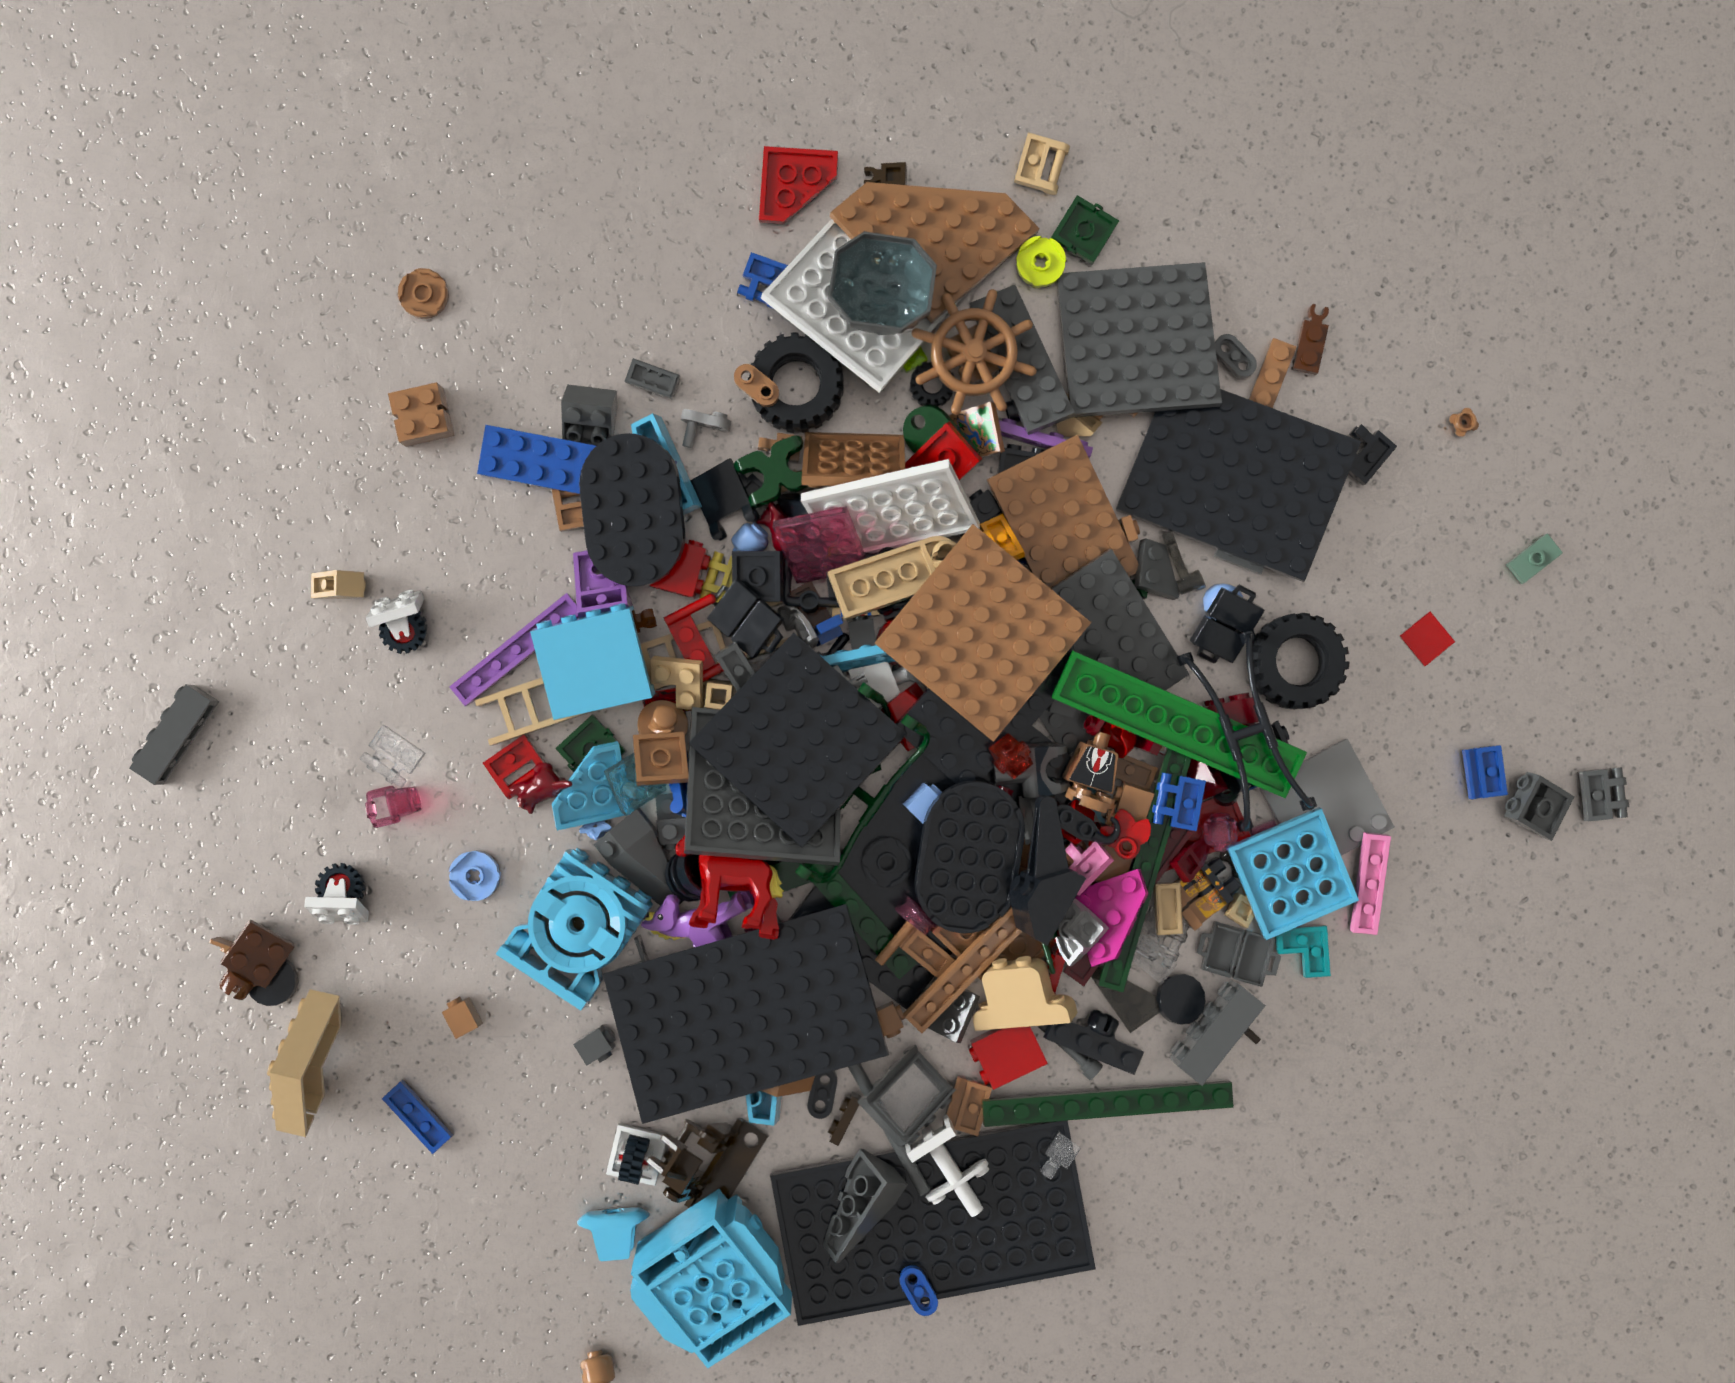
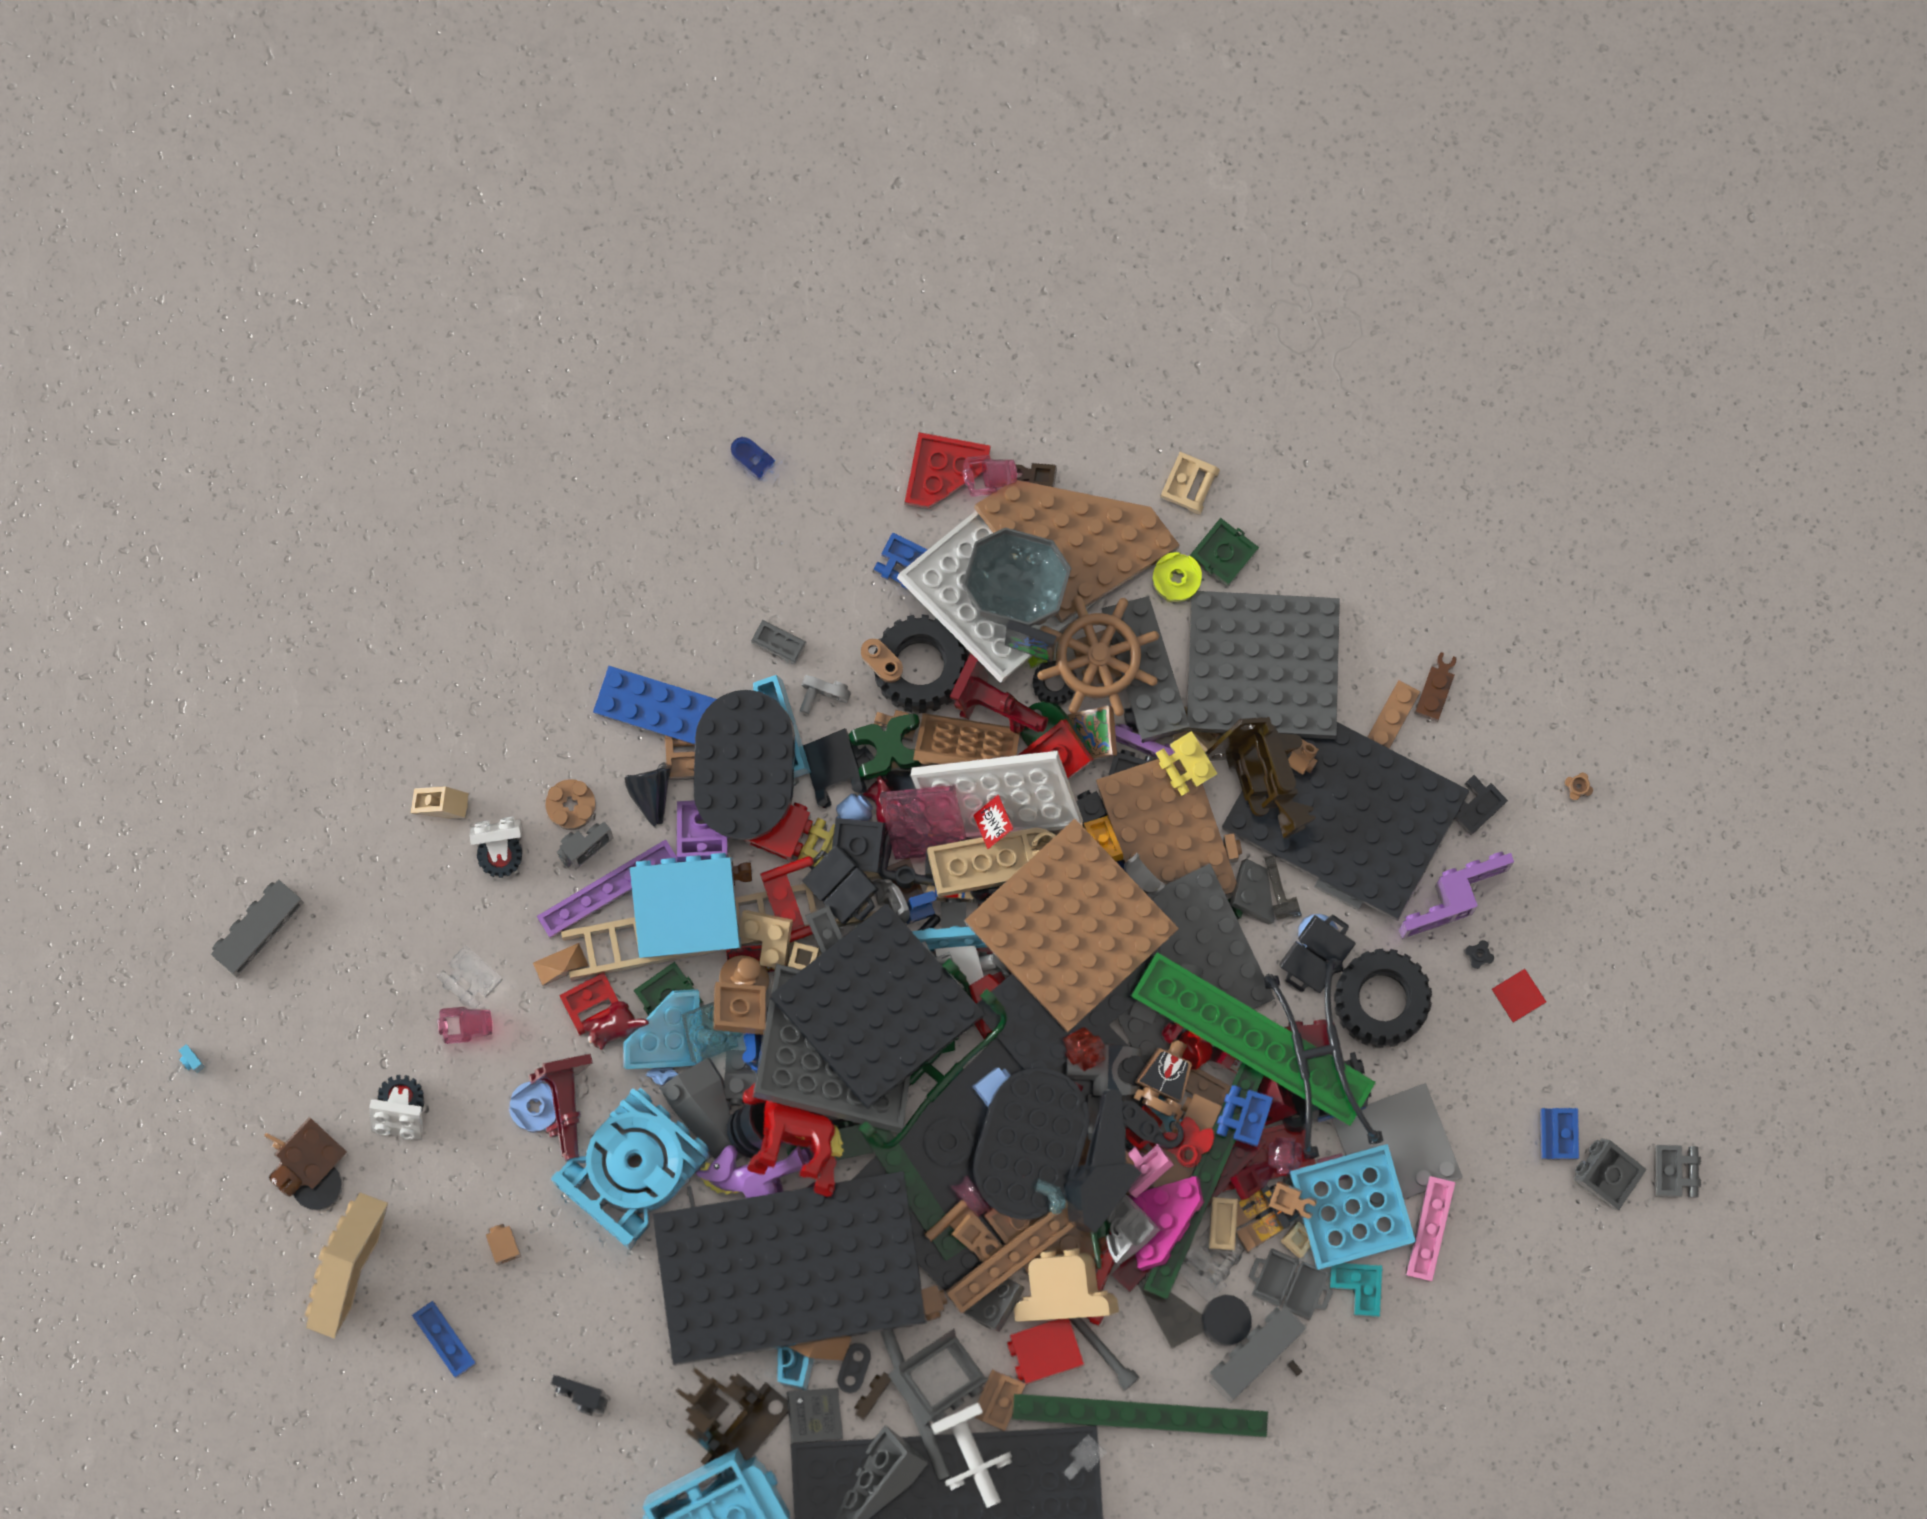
camera: 10 degrees right, 10 degrees down
(128, 873) = (190, 1060): none -> medium azure plate
(419, 414) = (545, 647): medium nougat piece -> none
(423, 293) = (563, 531): medium nougat tile -> none
(461, 582) = (561, 815): none -> medium nougat plate
(479, 615) = (578, 849): none -> dark grey plate
(480, 730) = (560, 964): none -> medium nougat slope
(495, 852) = (561, 1079): none -> dark red piece
(544, 548) = (650, 792): none -> black hat
(563, 1158) = (586, 1398): none -> black plate
(588, 414) = (711, 668): dark grey slope -> none
(591, 189) = (743, 452): none -> clear blue plate
(596, 1045) = (633, 1290): dark grey brick -> none
(613, 1230) = (627, 1476): medium azure piece -> none
(630, 1152) = (658, 1406): plate -> none
(790, 1144) = (814, 1415): none -> dark grey tile
(846, 178) = (995, 474): none -> clear pink piece
(853, 403) = (974, 690): none -> dark red piece
(890, 537) = (993, 821): none -> sticker
(904, 345) = (1030, 640): none -> black tile
(924, 955) = (973, 1234): none -> medium nougat plate
(1000, 906) = (1055, 1195): none -> clear light blue arm
(1046, 571) = (1142, 876): none -> light grey helmet
(1083, 448) = (1193, 760): none -> light yellow plate
(1097, 1041) = (1135, 1350): black plate -> none
(1149, 423) = (1260, 747): none -> dark brown container
(1191, 429) = (1303, 758): none -> medium nougat plate
(1230, 876) = (1288, 1200): none -> medium nougat plate
(1236, 355) = (1358, 693): dark grey plate -> none
(1358, 548) = (1456, 894): none -> medium lavender bracket
(1378, 603) = (1476, 961): none -> black plate
(1534, 558) = (1634, 929): sand green plate -> none

